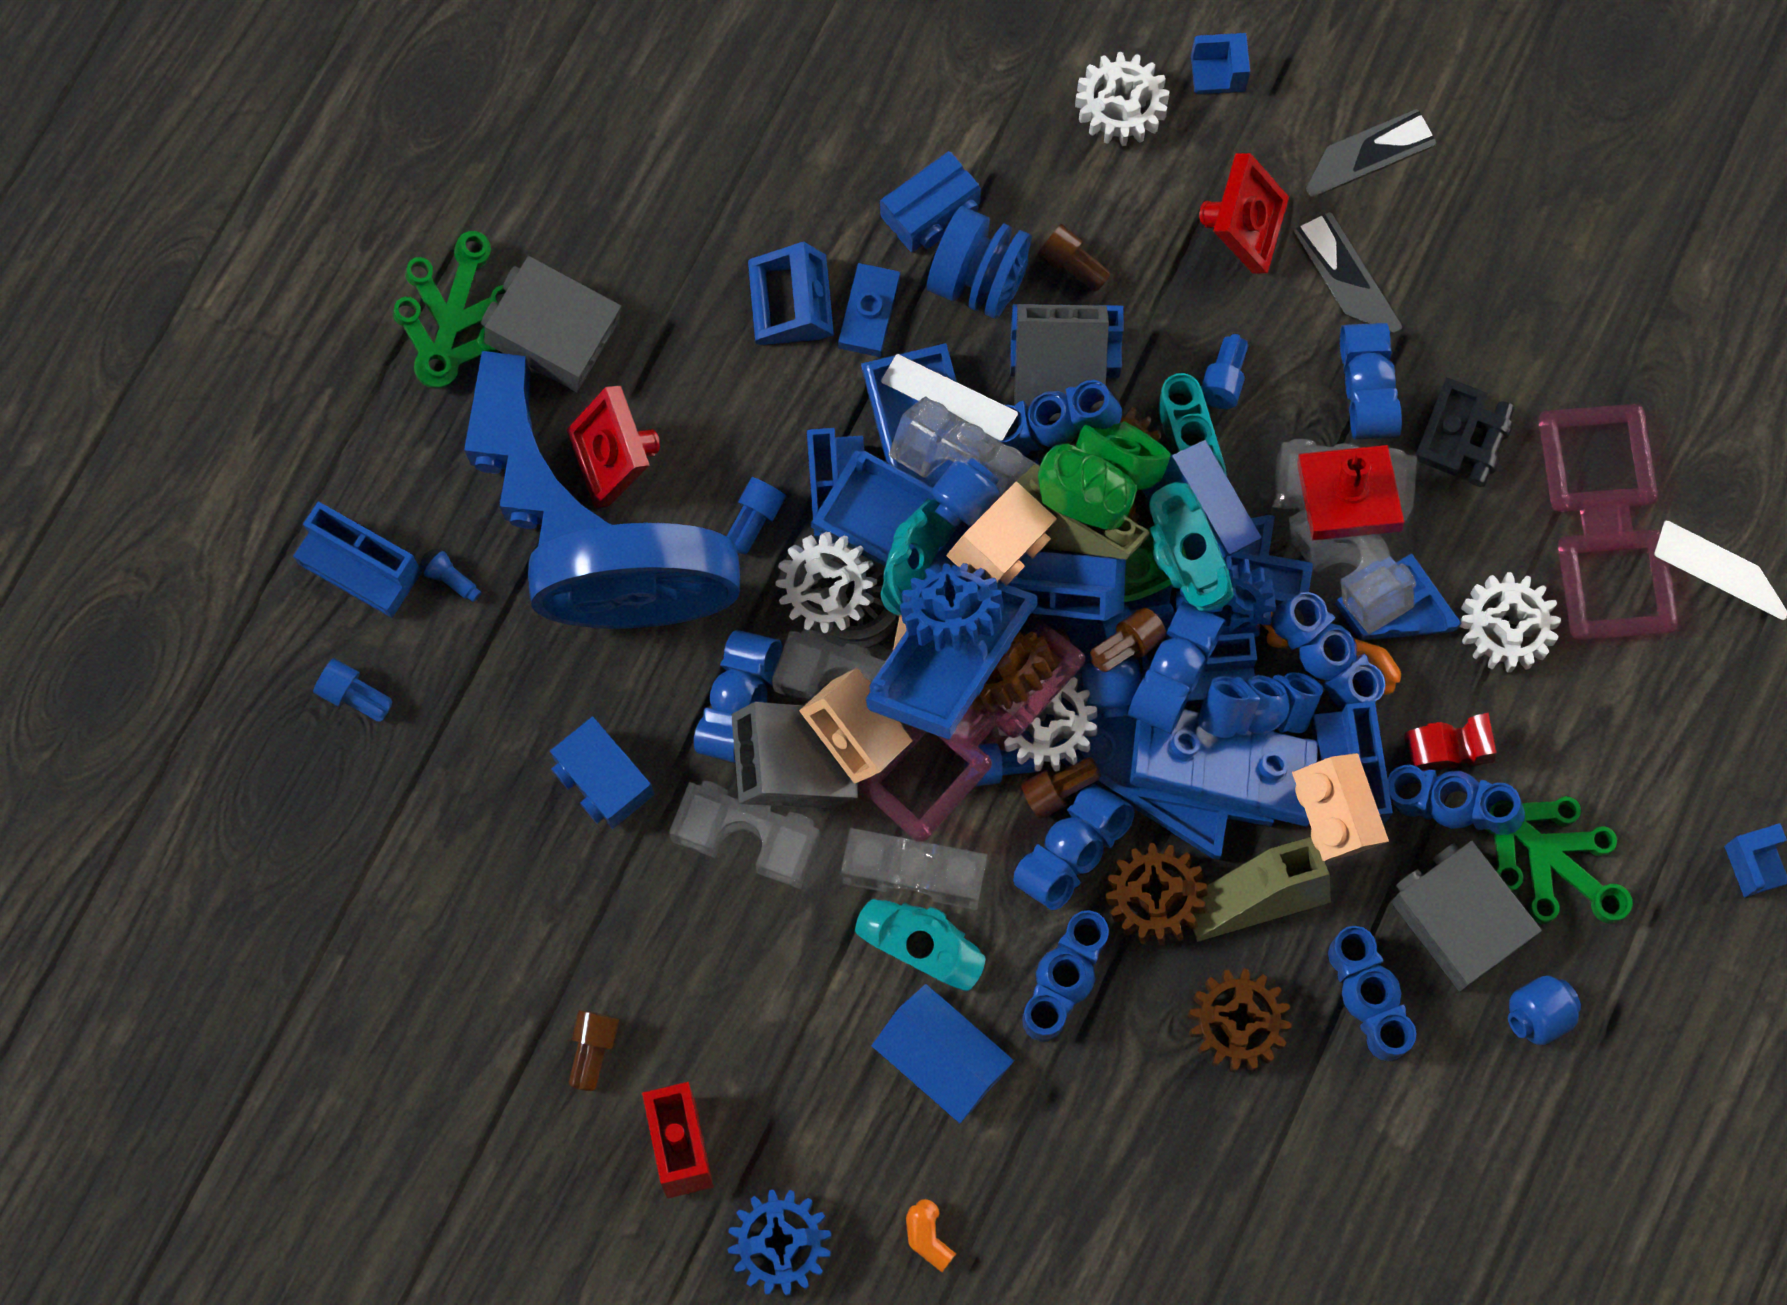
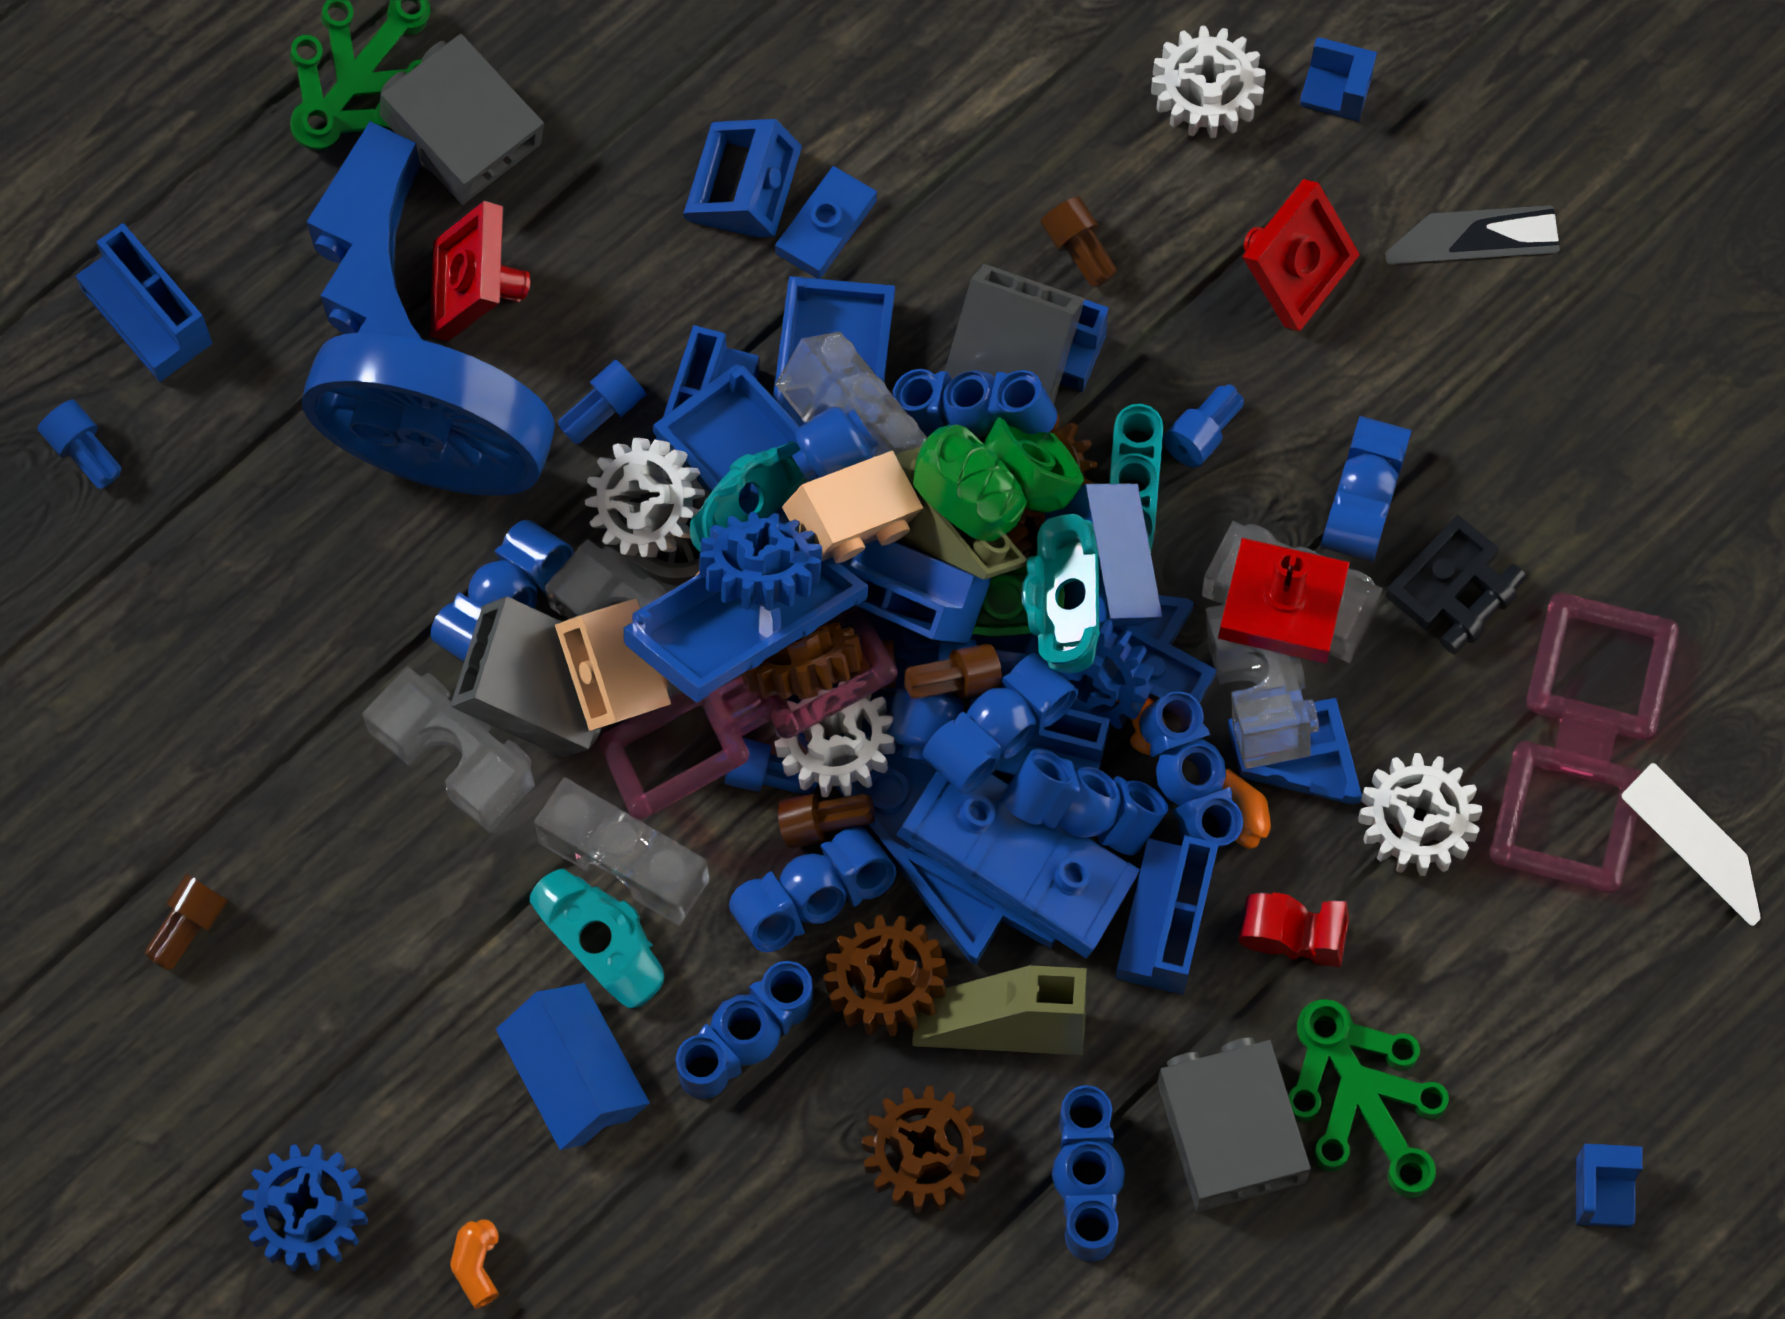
camera: 20 degrees right, 5 degrees down
(437, 566) = (231, 342): blue piece -> none
(601, 773) = (316, 625): blue brick -> none
(677, 1140) = (236, 1053): red brick -> none
(928, 201) = (942, 126): blue brick -> none
(966, 403) = (884, 356): white sticker -> none
(975, 261) = (964, 206): blue wheel -> none
(1339, 806) = (1126, 943): light nougat brick -> none
(1345, 272) = (1393, 361): sticker -> none
(1475, 810) = (1287, 1005): blue piece -> none
(1544, 1010) = (1281, 1263): blue head -> none

